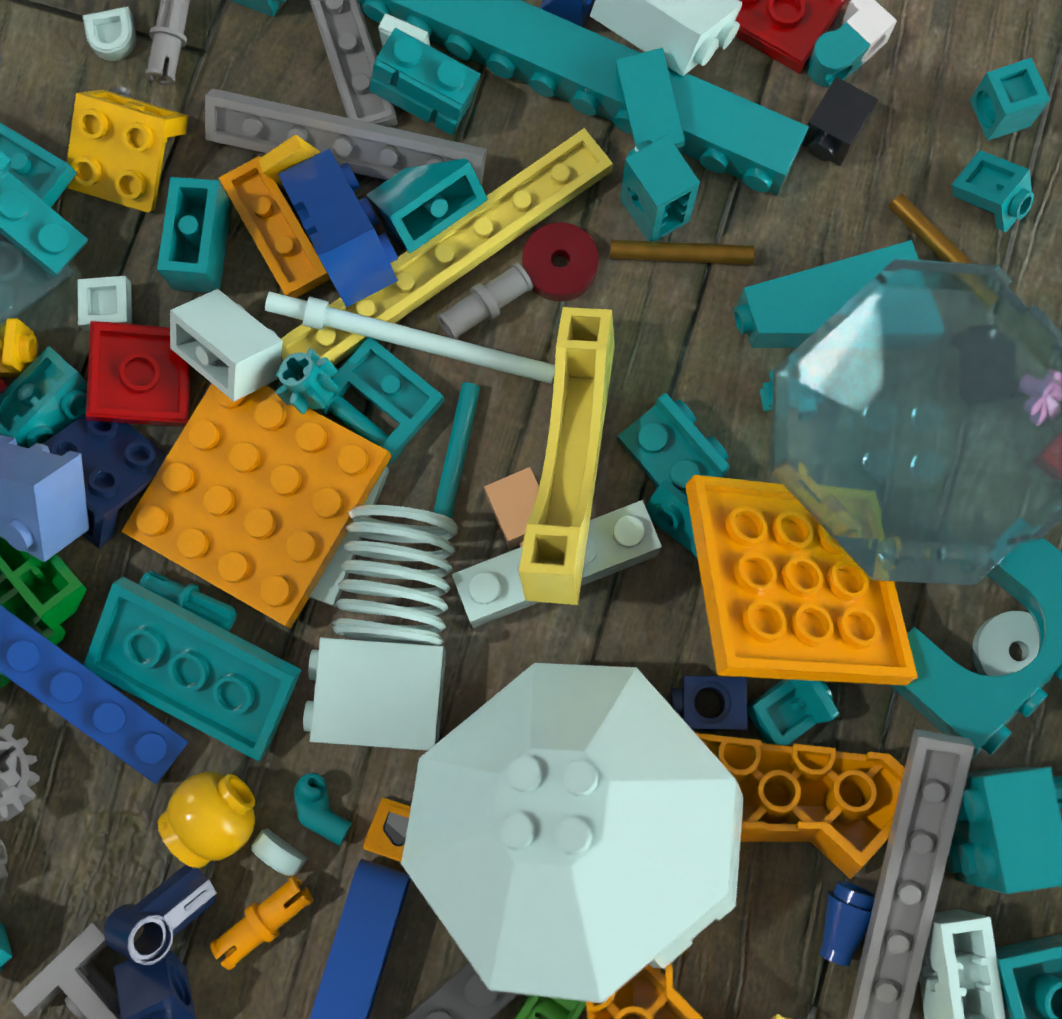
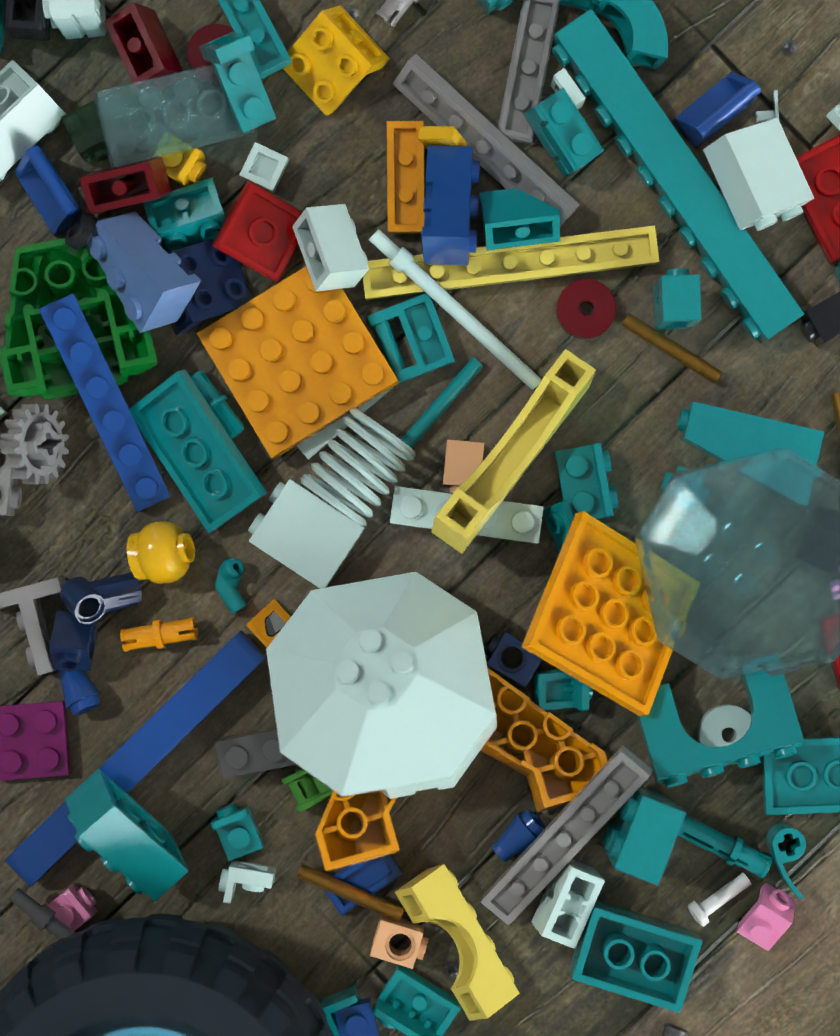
camera: 25 degrees right, 10 degrees up
(194, 235) = (349, 156): teal brick -> none
(278, 853) = (191, 597): light aqua tile -> none
(306, 381) = (370, 303): teal gear -> none
(485, 301) = (519, 309): light grey pin -> none
(649, 97) = (706, 237): teal tile -> none

